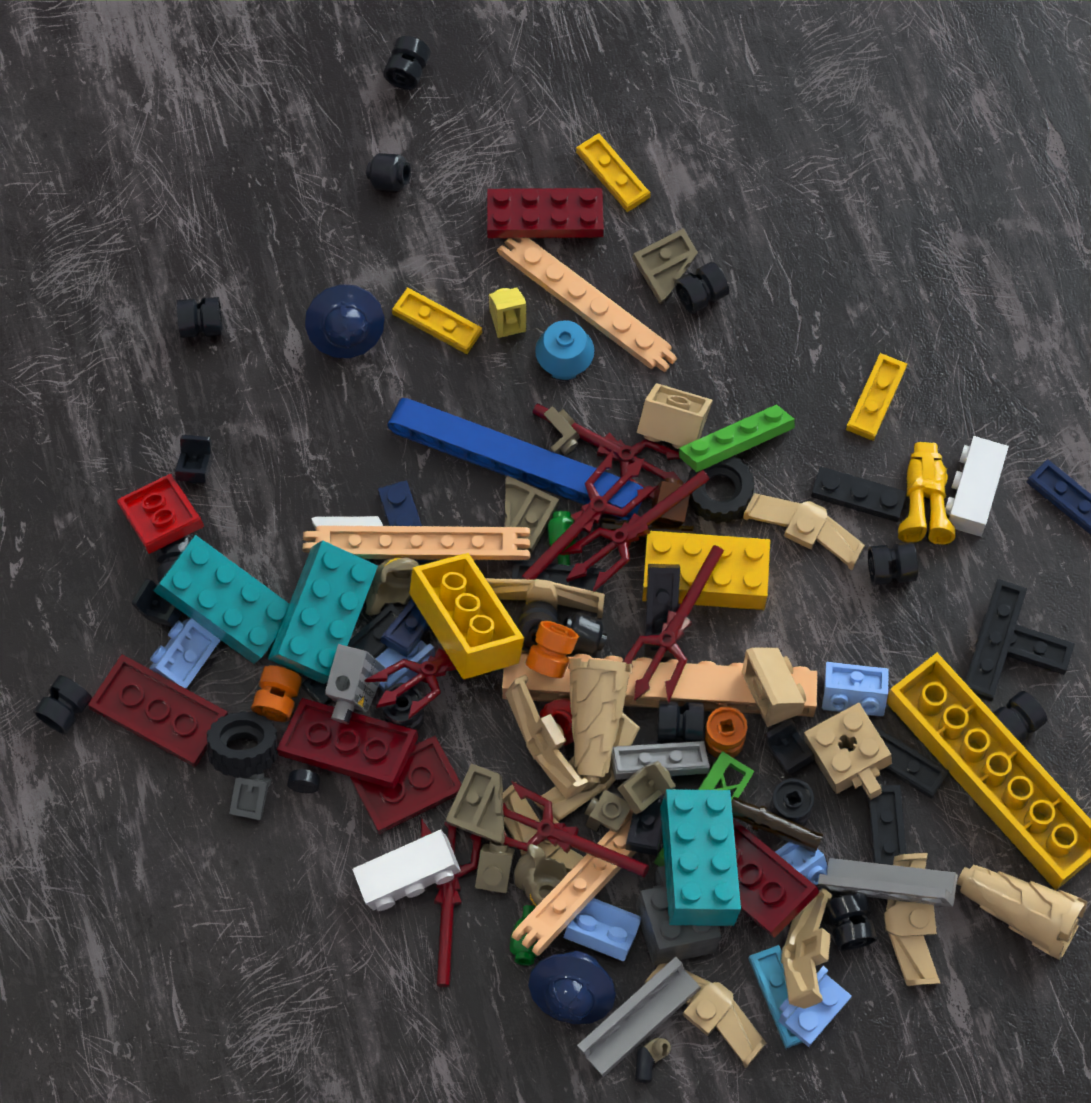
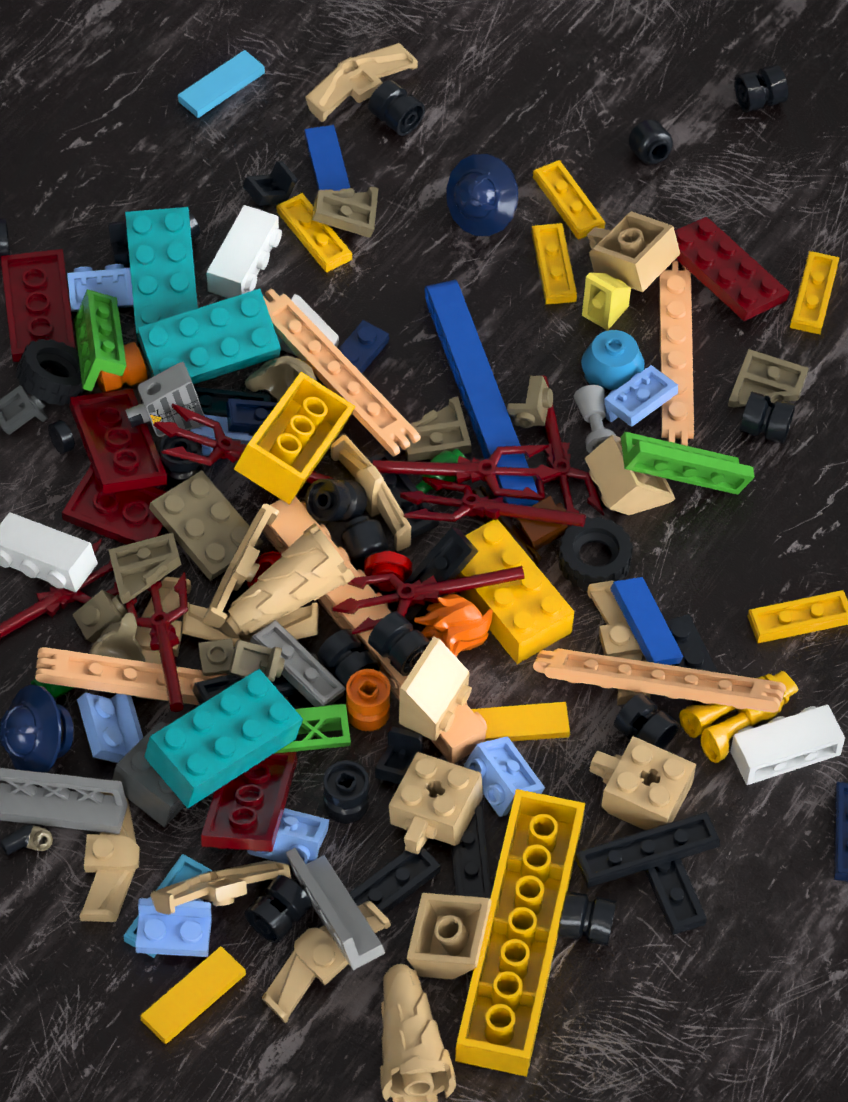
camera: 50 degrees right, 10 degrees down
(54, 422) = (221, 83): none -> medium azure tile
(144, 323) = (358, 78): none -> tan plate
(160, 513) = (201, 190): red tile -> none
(204, 404) = (326, 158): none -> blue tile
(243, 526) = (243, 253): none -> white brick
(245, 683) = (99, 338): none -> bright green fence
(261, 462) = (315, 236): none -> yellow tile
(267, 423) = (347, 210): none -> dark tan wing
(386, 266) = (568, 199): none -> yellow tile
(474, 735) = (202, 523): none -> dark tan plate
(482, 260) = (634, 250): none -> tan hinge
(550, 653) = (320, 506): orange wheel -> none
(594, 394) = (592, 407): none -> light grey piece
(616, 355) = (639, 396): none -> light blue bracket
(623, 636) = (385, 563): none -> red plate
(704, 376) = (684, 463): none -> bright green fence
(710, 676) = (398, 641): none -> black wheel
(713, 629) = (456, 623): none -> orange hair
(736, 438) = (650, 531): bright green plate -> none
(776, 825) = (308, 771): dark brown pin -> none
(809, 499) = (646, 621): none -> blue tile
(821, 638) = (526, 721): none -> yellow tile
(868, 527) = (661, 679): none -> light nougat hinge
(871, 1031) = (193, 995): none -> yellow tile
(935, 617) = (643, 783): none -> tan hinge
(971, 819) = (448, 935): none -> tan slope

